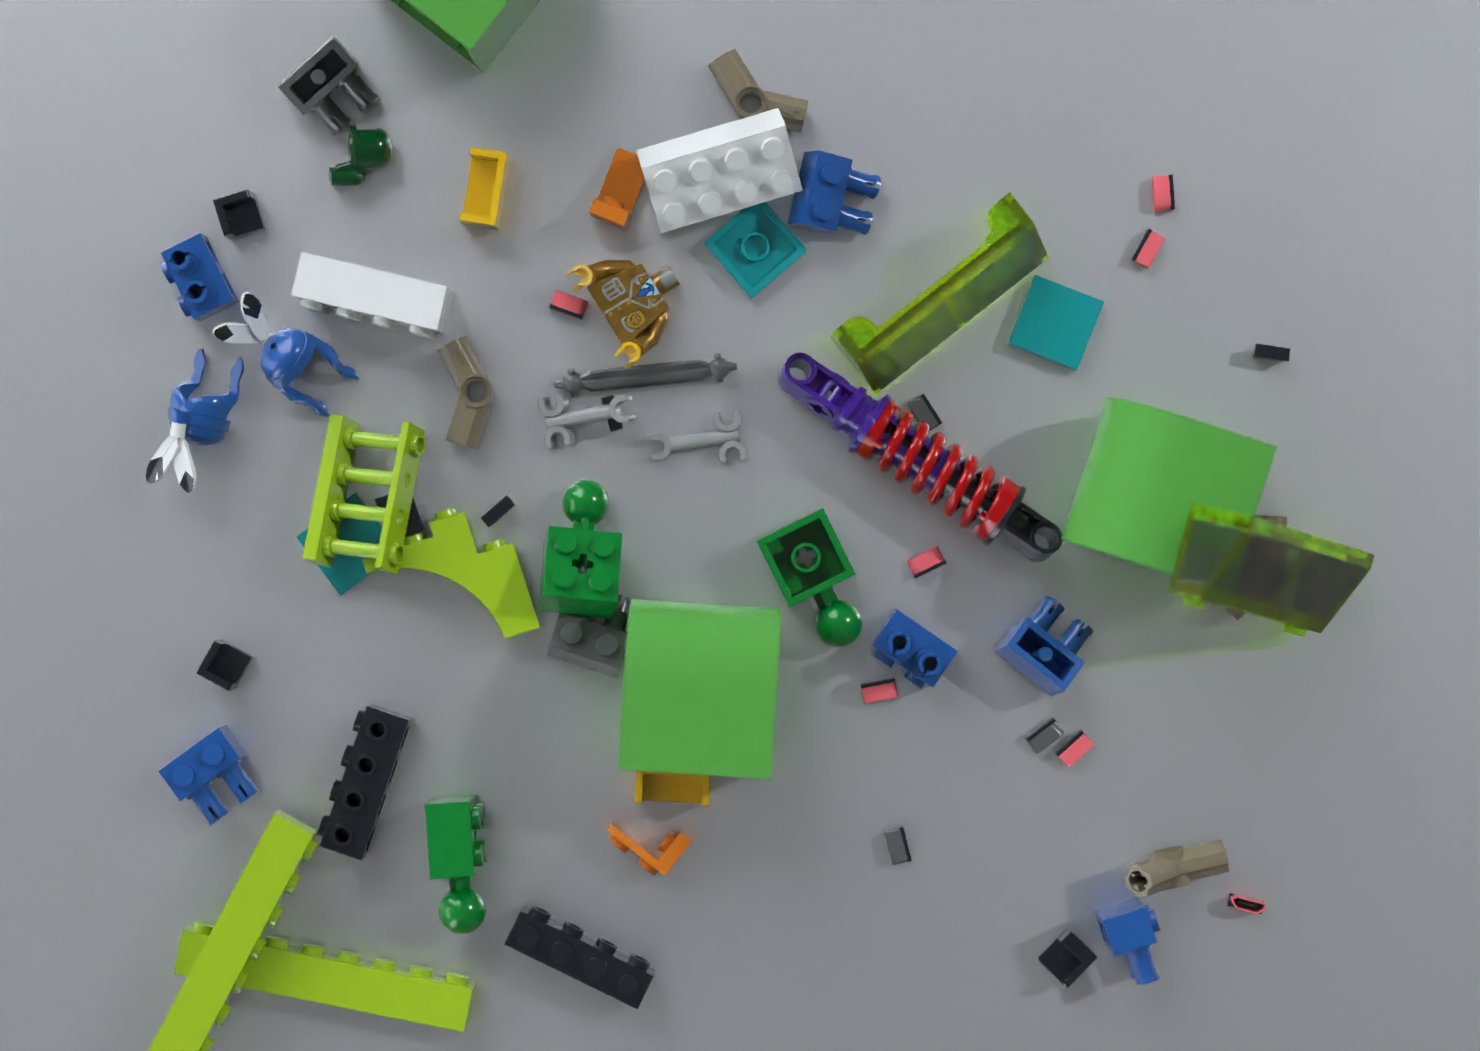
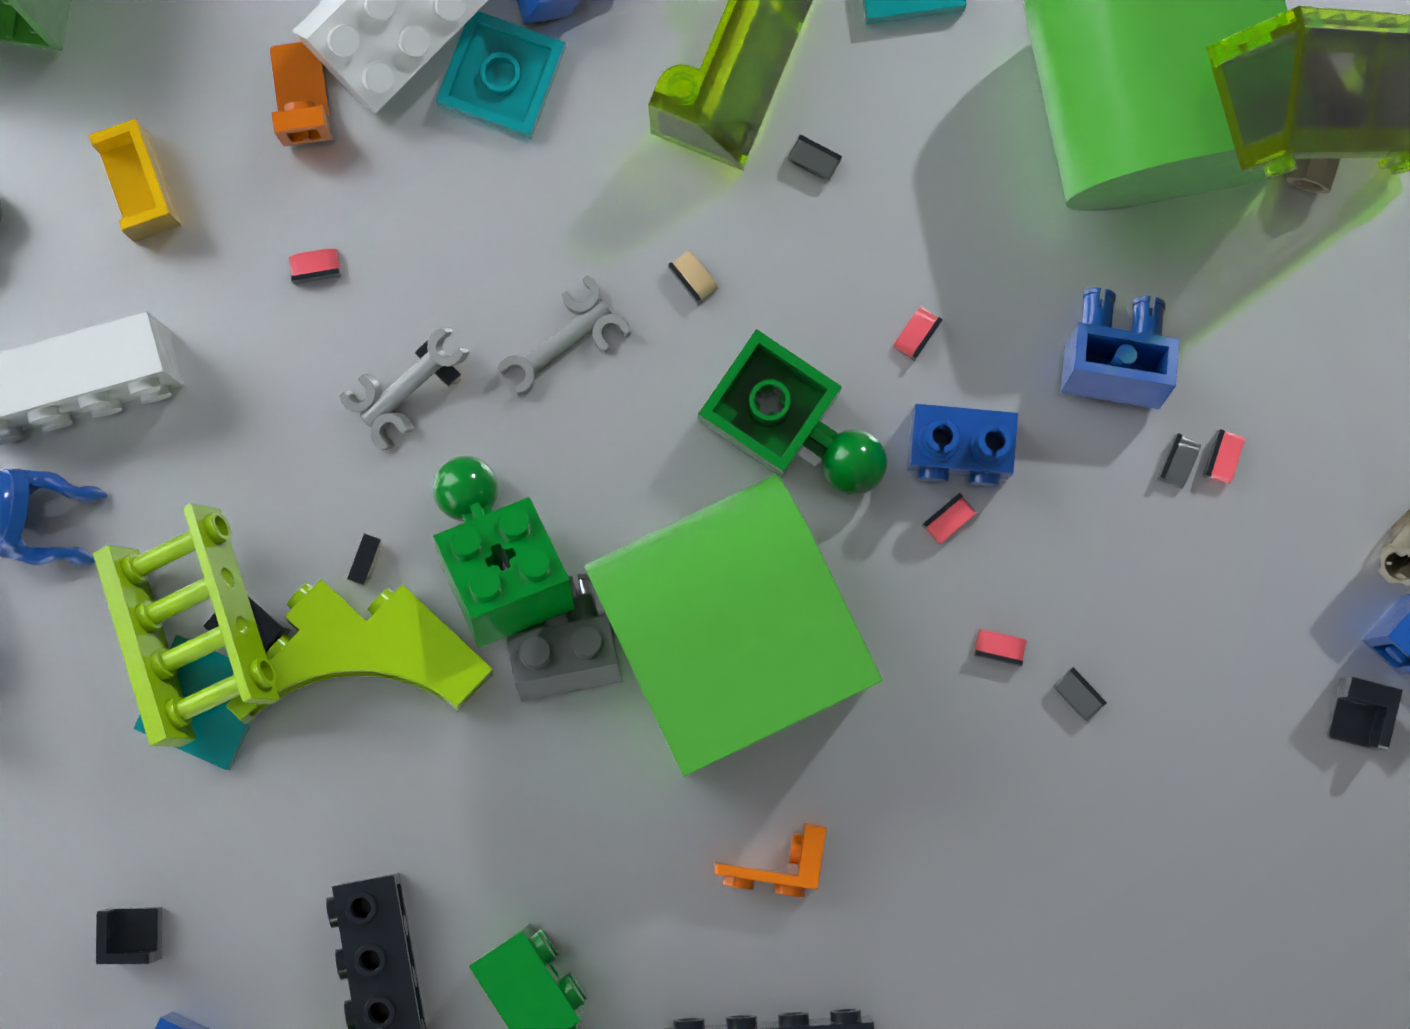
camera: 25 degrees left, 5 degrees down
(465, 370) = (264, 461): dark tan piece -> none
(629, 302) = (382, 218): pearl gold torso -> none
(645, 375) = (453, 297): dark grey wheel -> none
(672, 787) = (763, 771): yellow panel -> none
(804, 446) = (693, 277): none -> tan piece
(865, 789) = (1000, 647): none -> coral piece
(884, 432) = (818, 204): piece -> none

